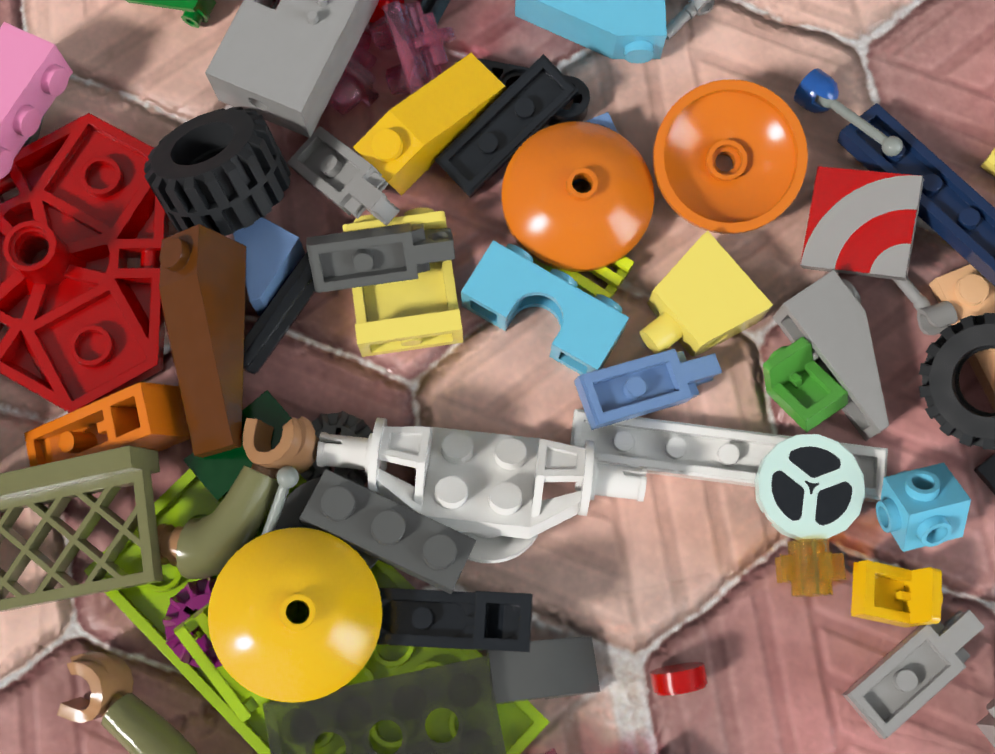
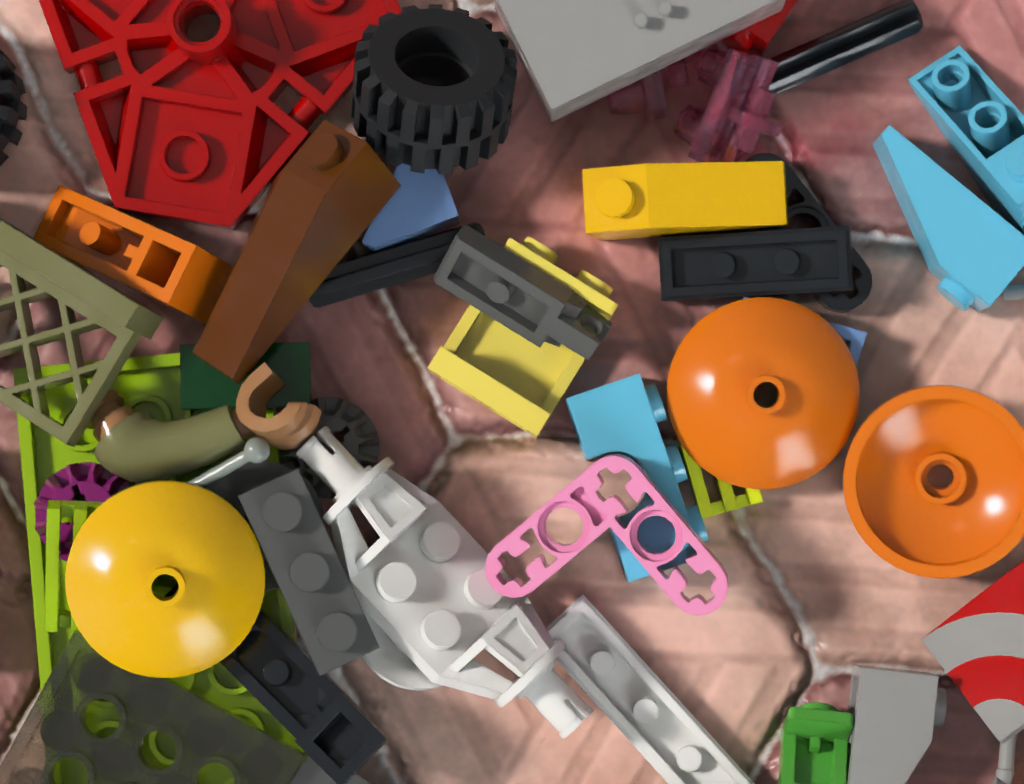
camera: 45 degrees right, 10 degrees up
(343, 176) = (550, 186): light grey hinge -> none
(543, 343) = (597, 517): none -> bright pink beam
(643, 386) = (661, 631): medium blue hinge -> none
(703, 301) = (794, 596): light yellow torso -> none

